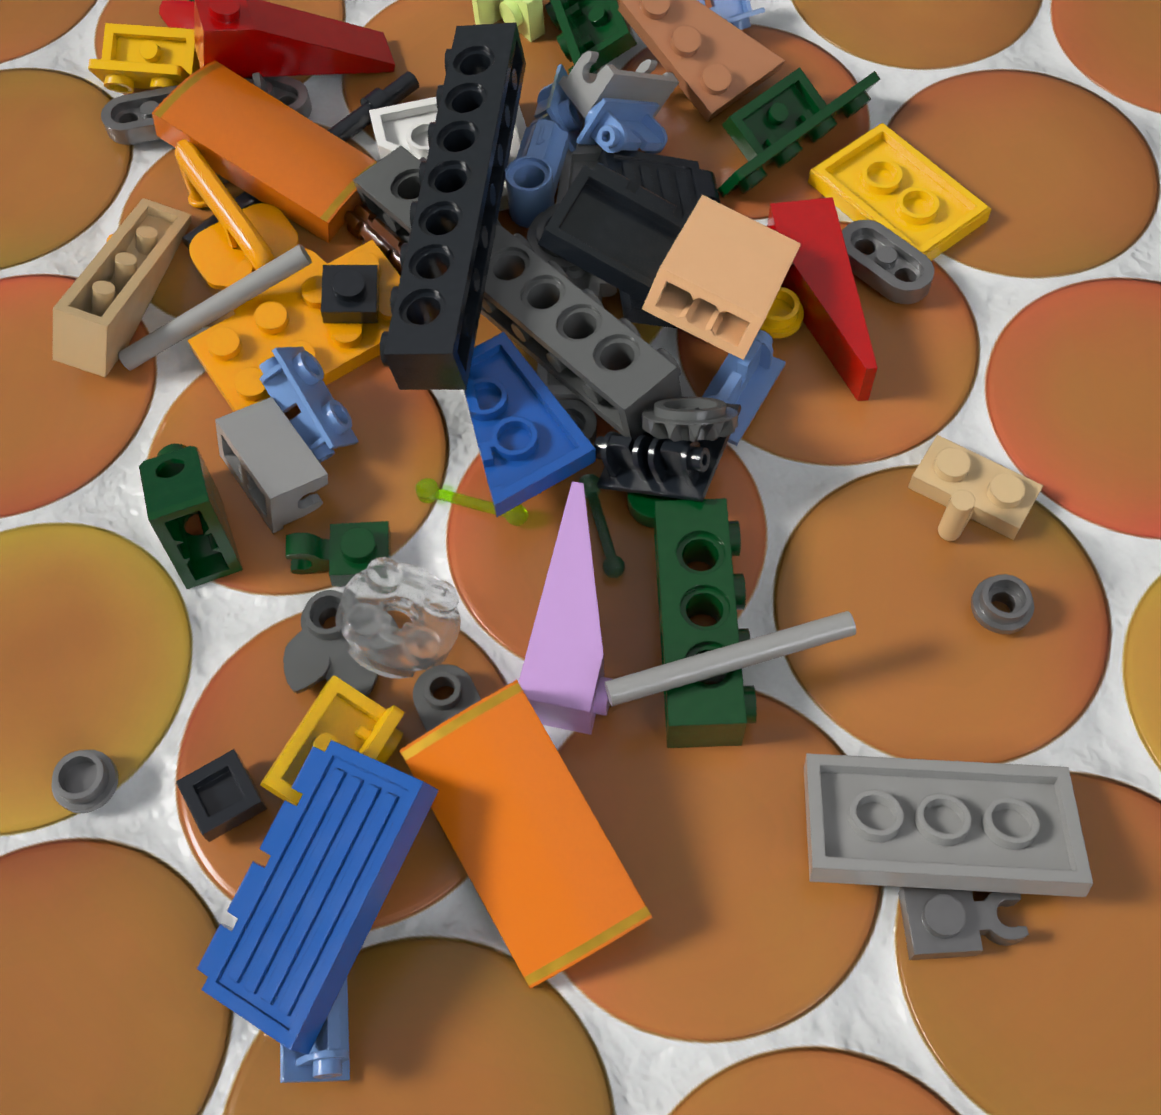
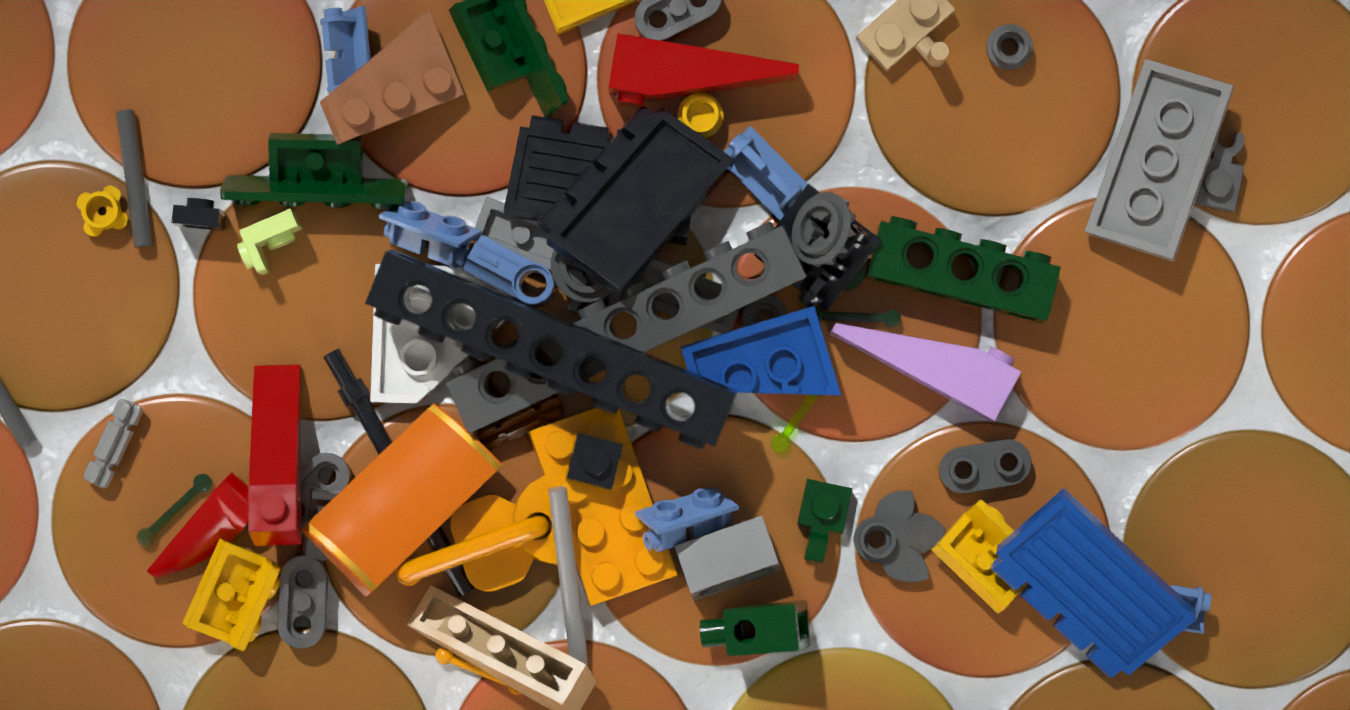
camera: 75 degrees left, 25 degrees up
(221, 795) = (995, 642): black plate -> none
(402, 588) = (894, 463): clear plate -> none
(525, 835) = (1089, 440): orange slope -> none
(588, 88) = (432, 175): light grey hinge -> none
(623, 126) = (490, 186): medium blue hinge -> none
(721, 277) = (691, 158): light nougat brick -> none
(730, 658) = (1014, 262): light grey bar -> none

